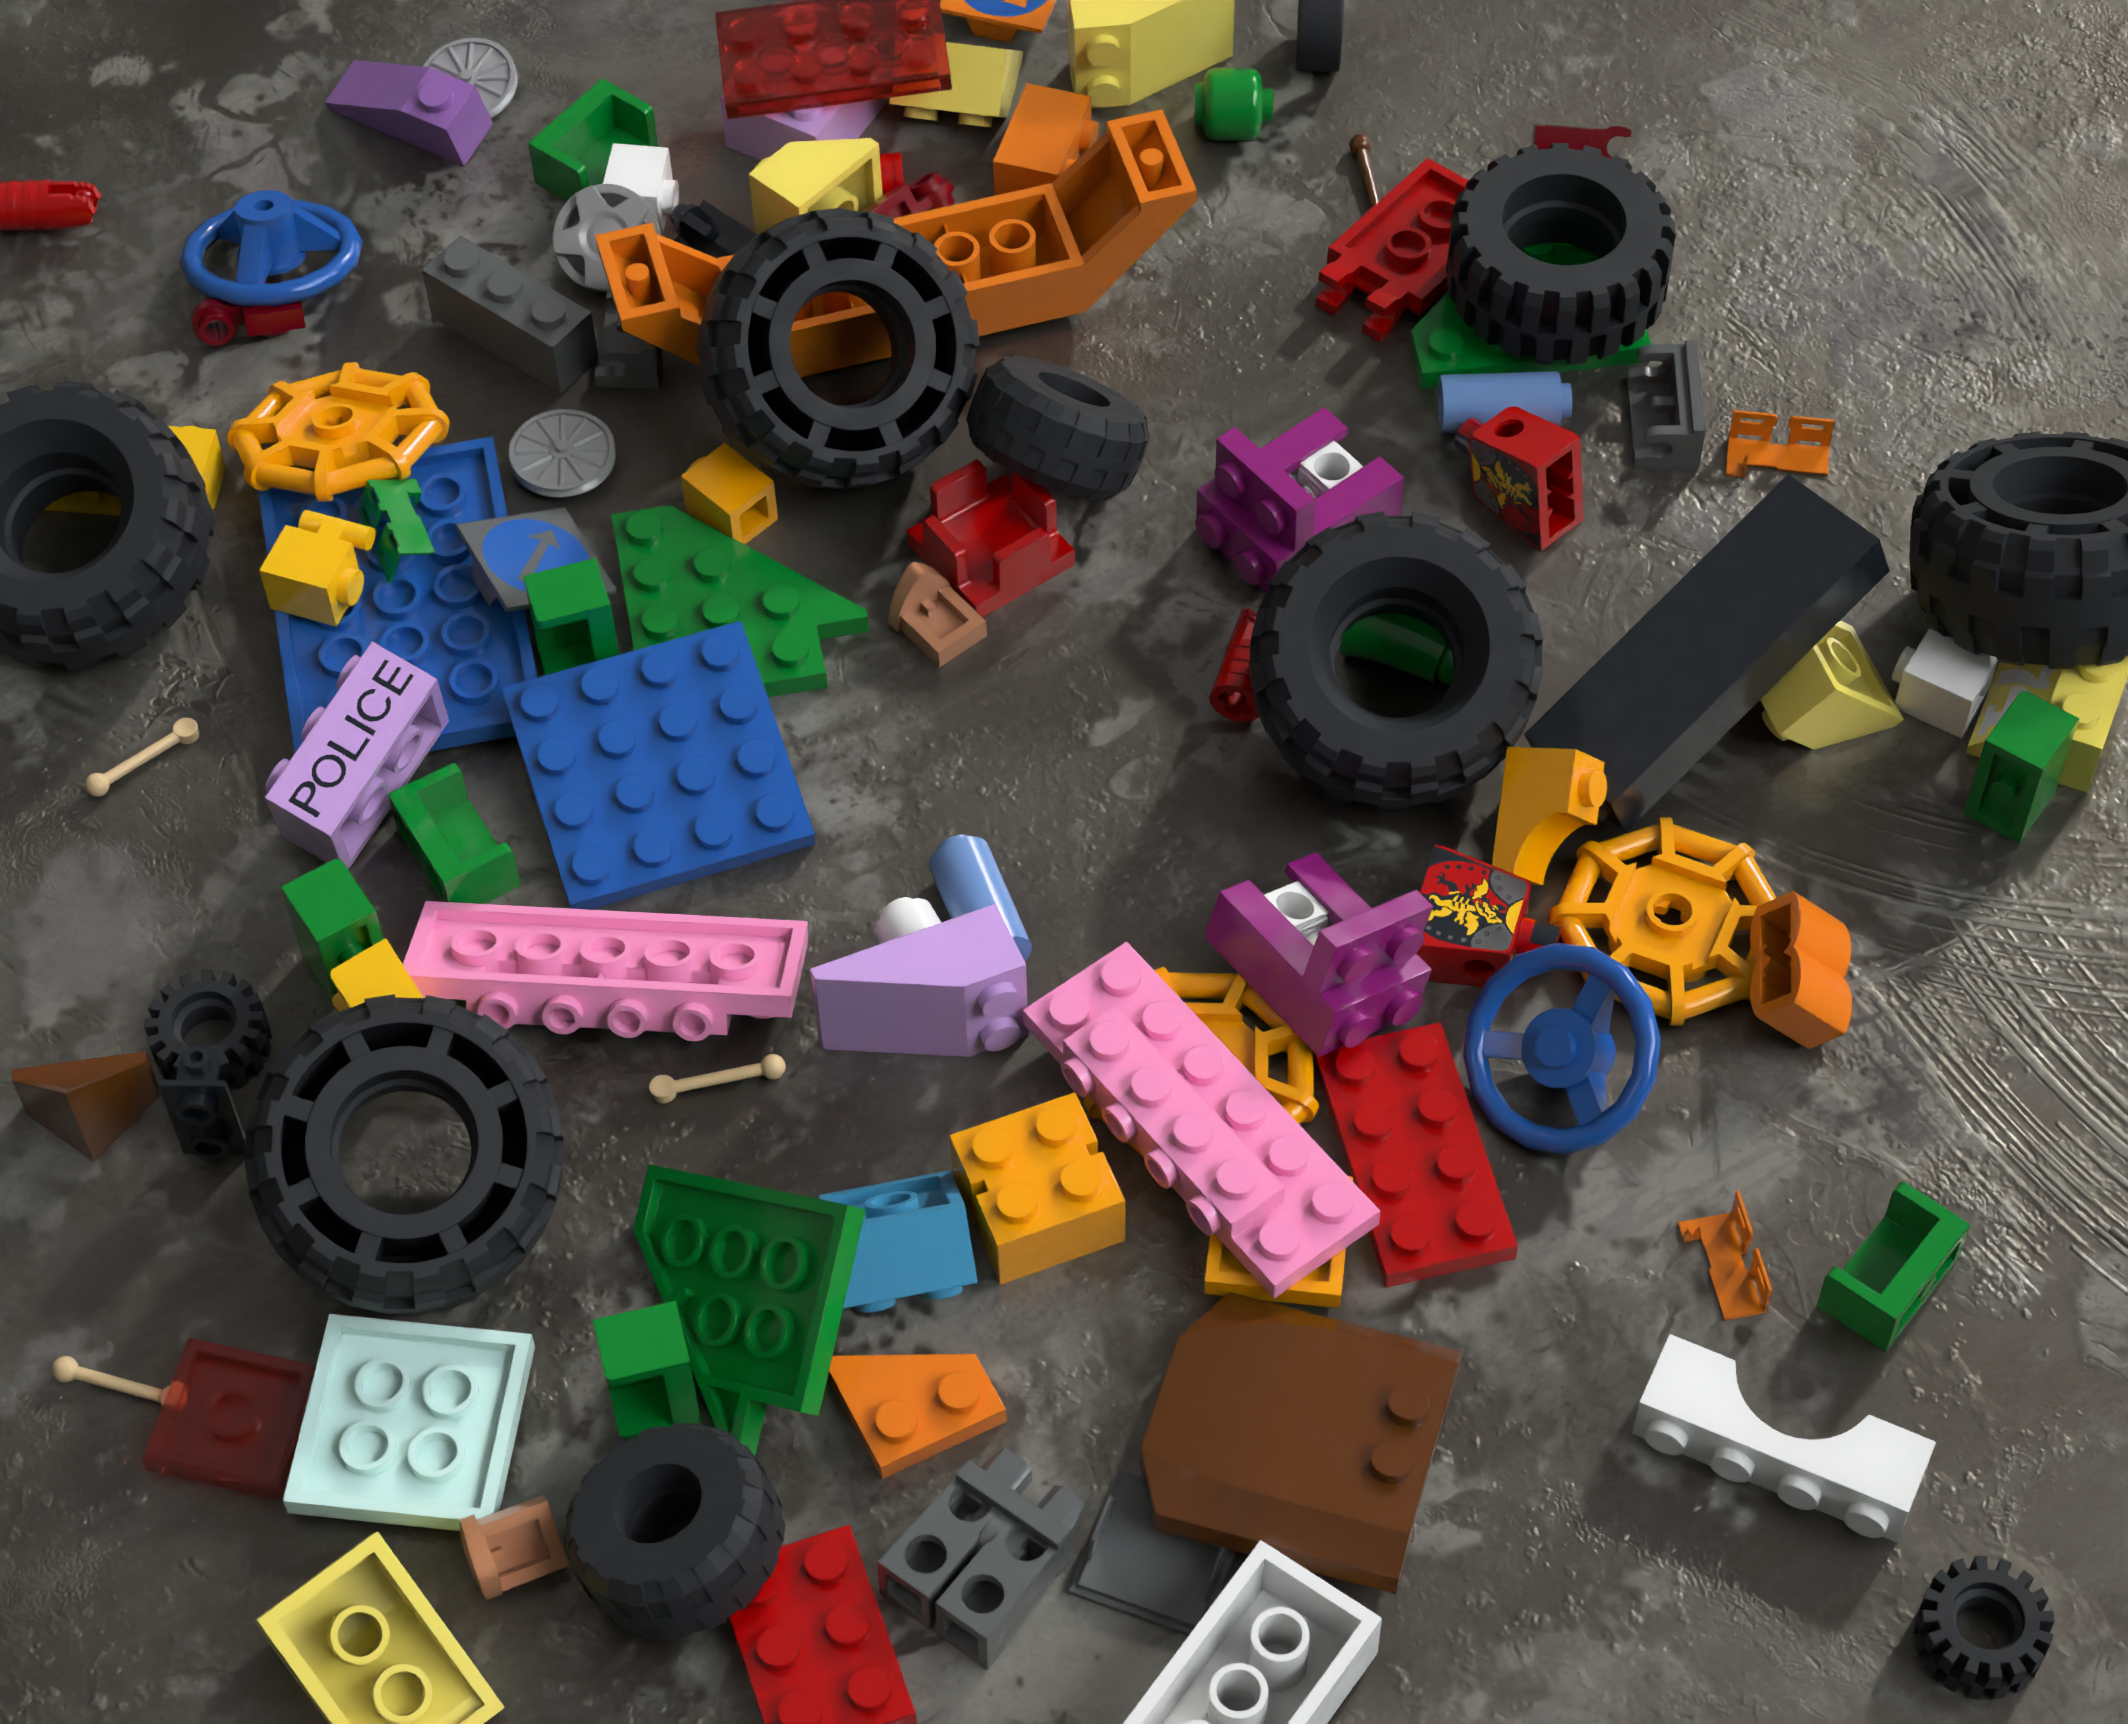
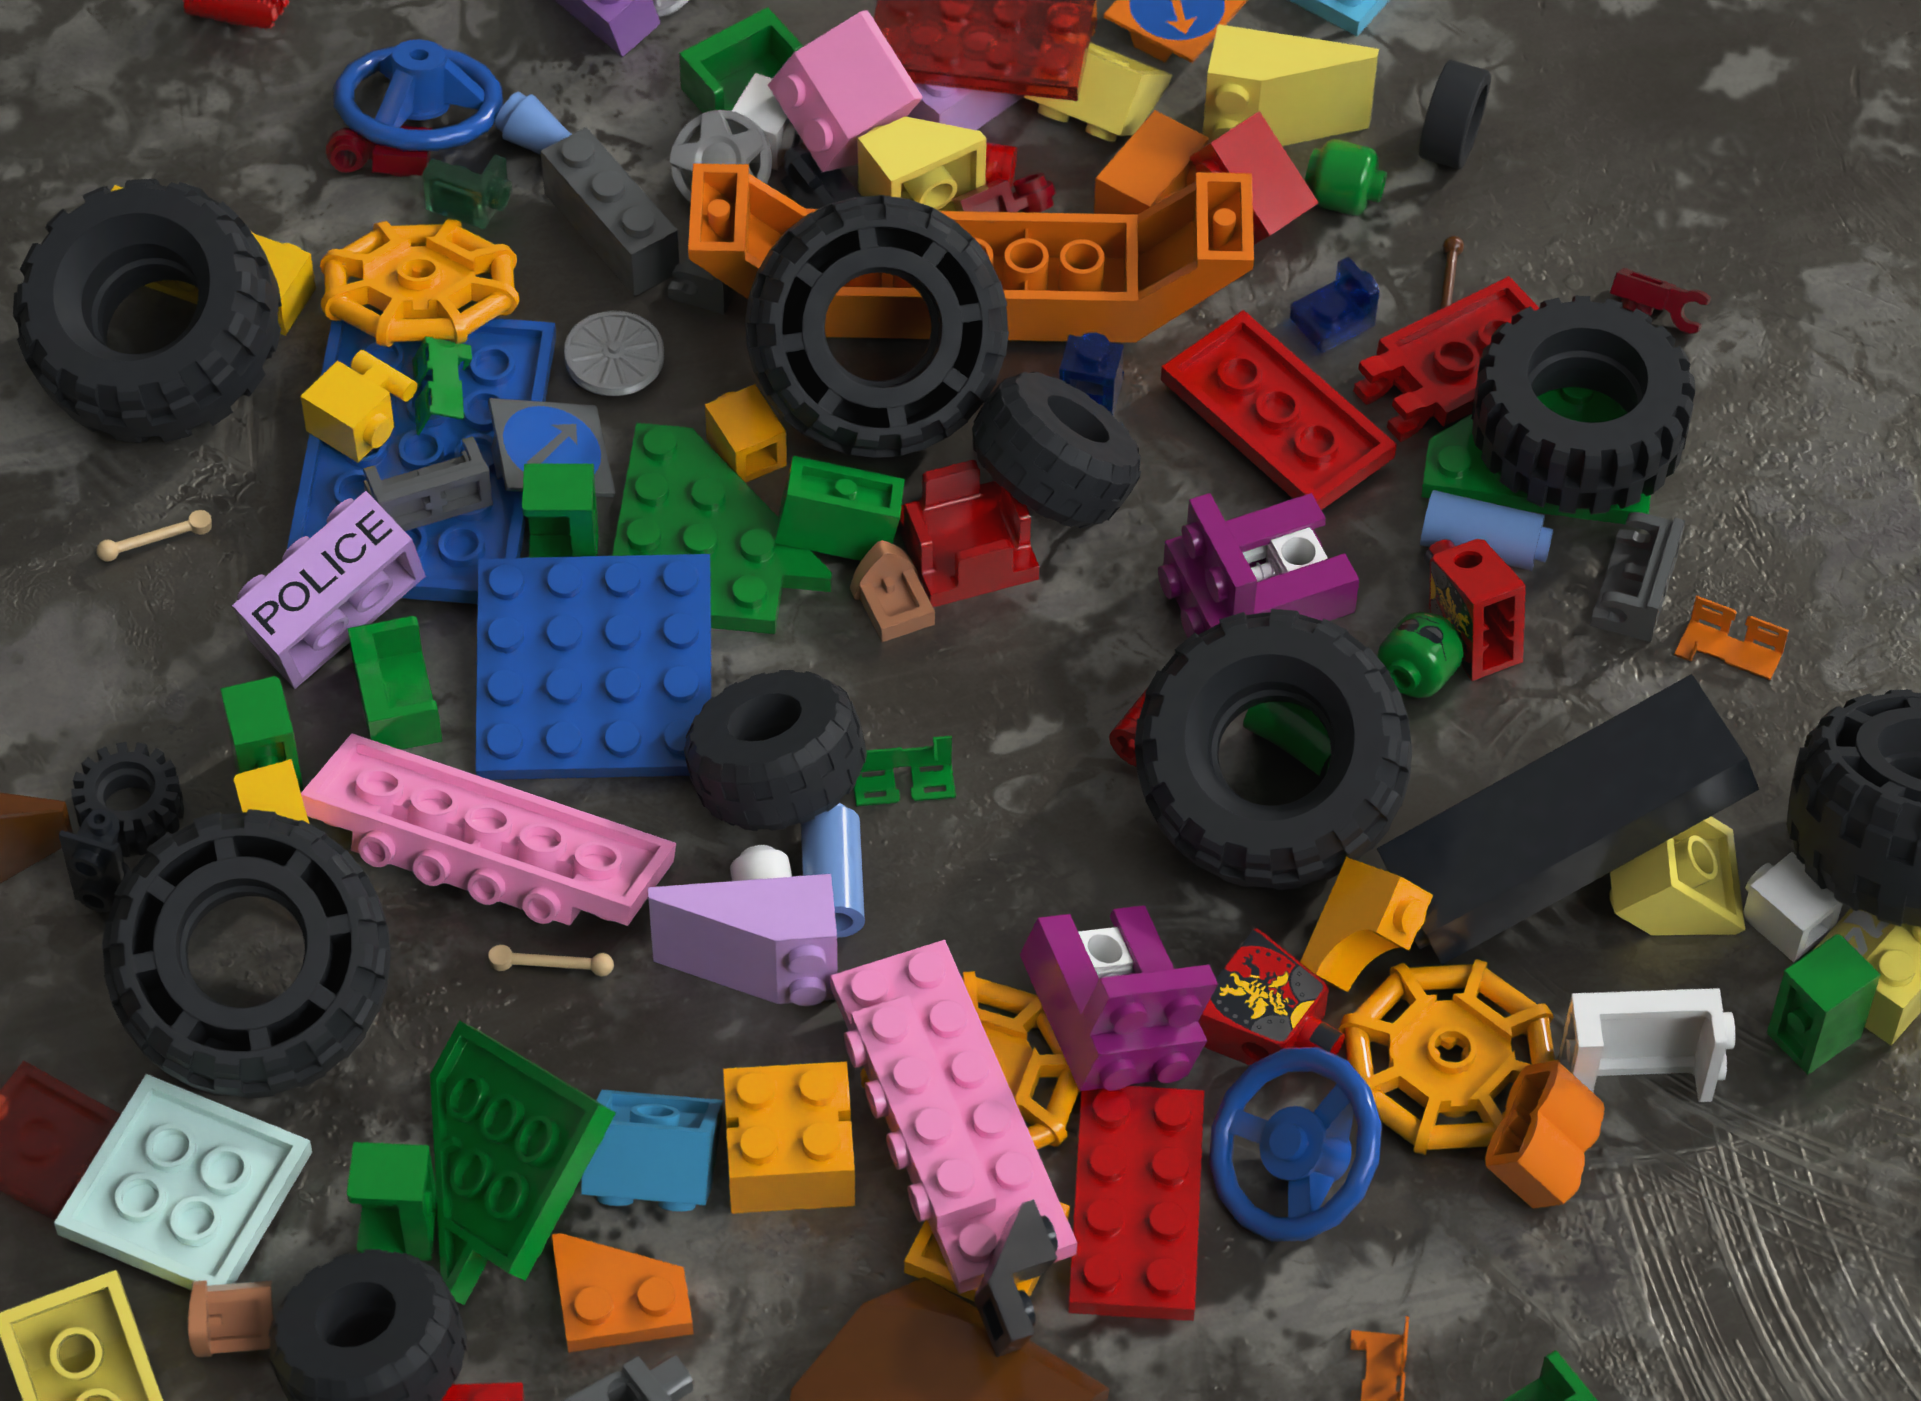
camera: 15 degrees right, 0 degrees up
(353, 334) = (465, 194): none -> clear green bracket
(395, 251) = (529, 123): none -> medium blue cone
(435, 628) = (435, 490): none -> dark grey hinge
(715, 134) = (843, 90): none -> bright pink slope
(853, 544) = (837, 508): none -> green panel
(882, 798) = (775, 750): none -> black tyre
(1018, 771) = (917, 757): none -> green piece
(1059, 336) = (1094, 361): none -> clear blue brick
(1142, 90) = (1277, 185): none -> brick
(1252, 340) = (1278, 411): none -> red plate
(1273, 228) = (1339, 308): none -> clear blue bracket
(1333, 1233) = (1021, 1254): none -> black slope
(1497, 521) = (1421, 653): none -> green head
(1870, 840) = (1648, 1036): none -> white panel

